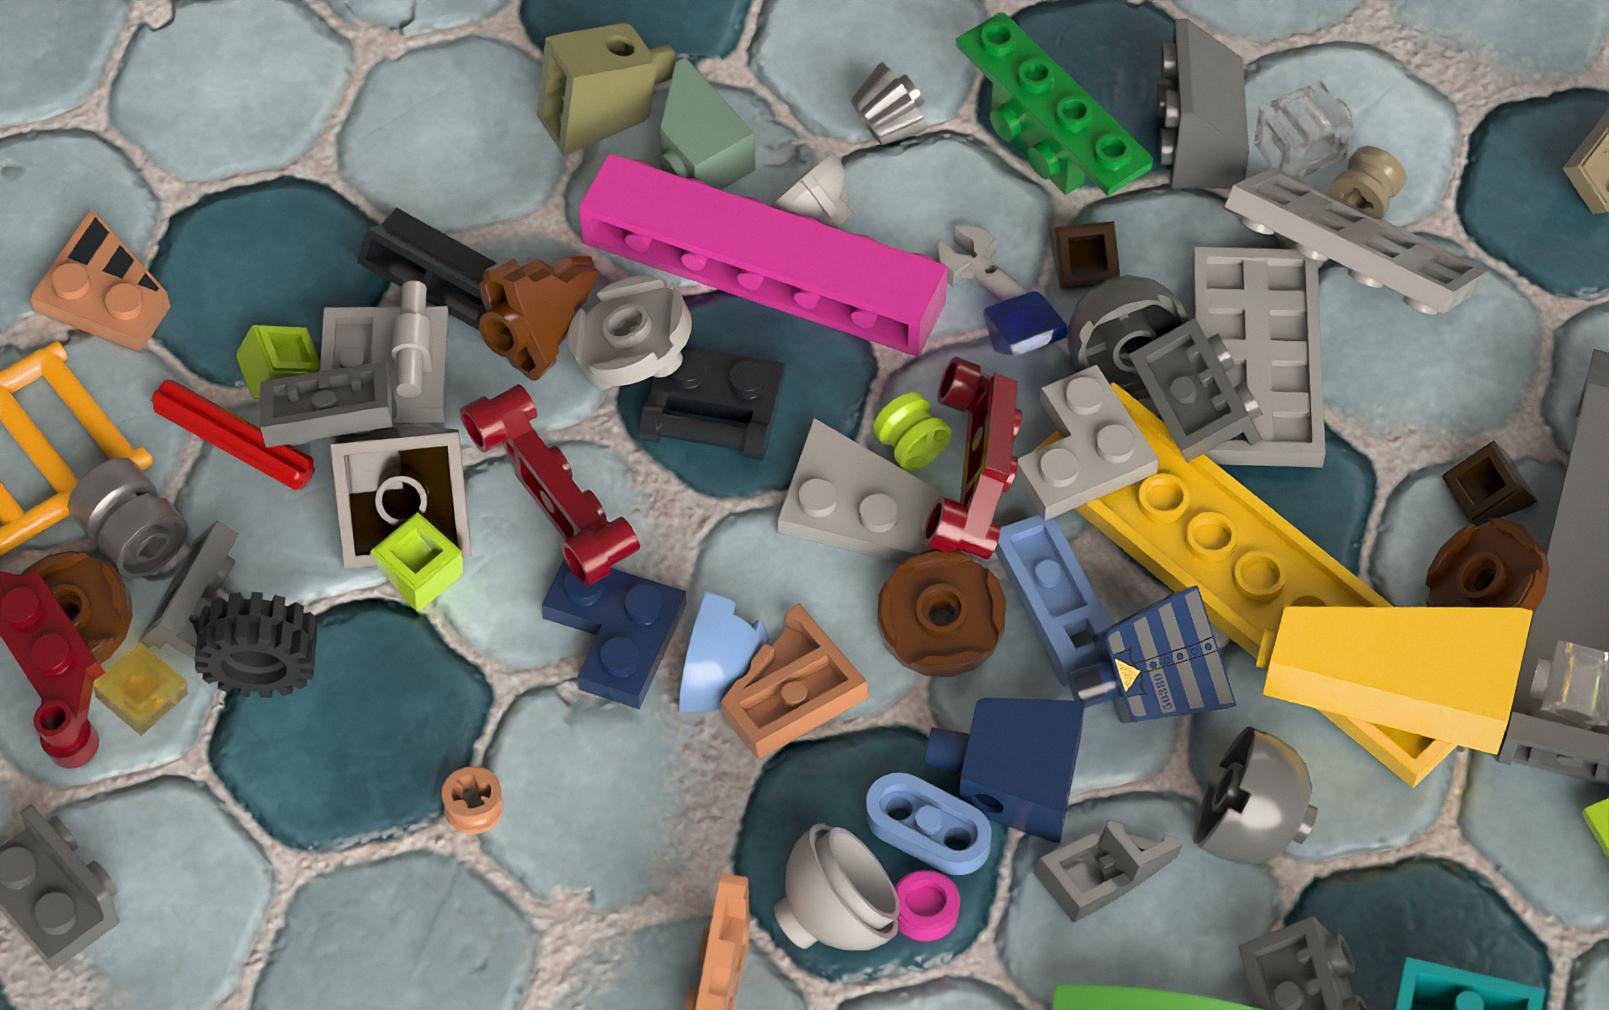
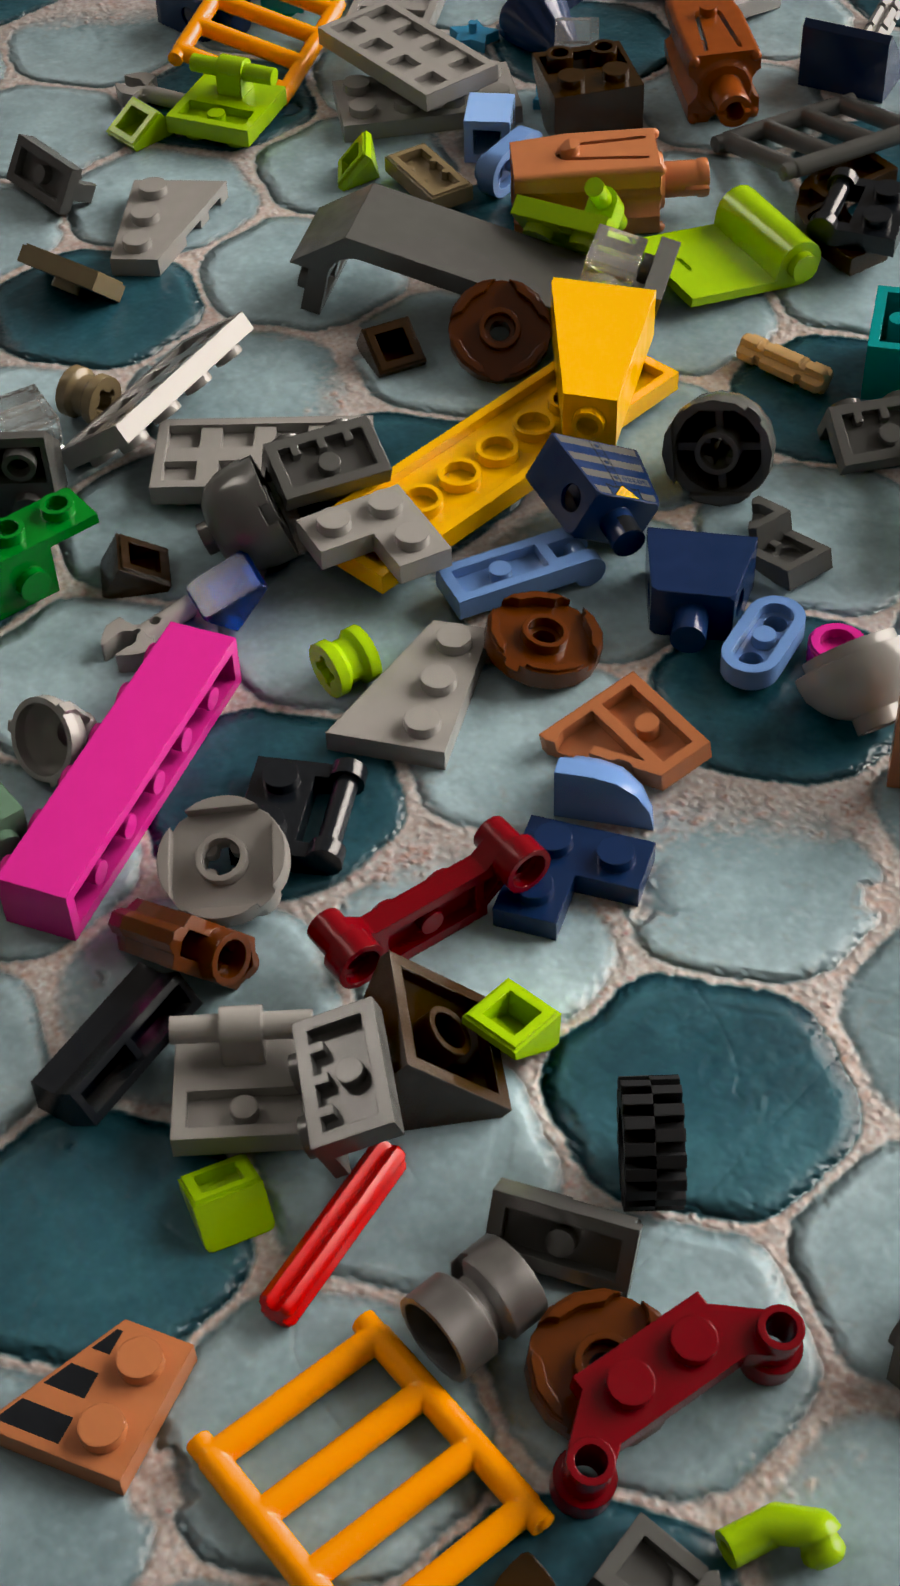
camera: 90 degrees left, 10 degrees down
(140, 689) = (699, 1264): clear yellow plate -> none
(456, 809) = (789, 952): nougat bush -> none
(987, 459) = (379, 588): dark red plate -> none
(1463, 910) = (784, 363): none -> tan axle

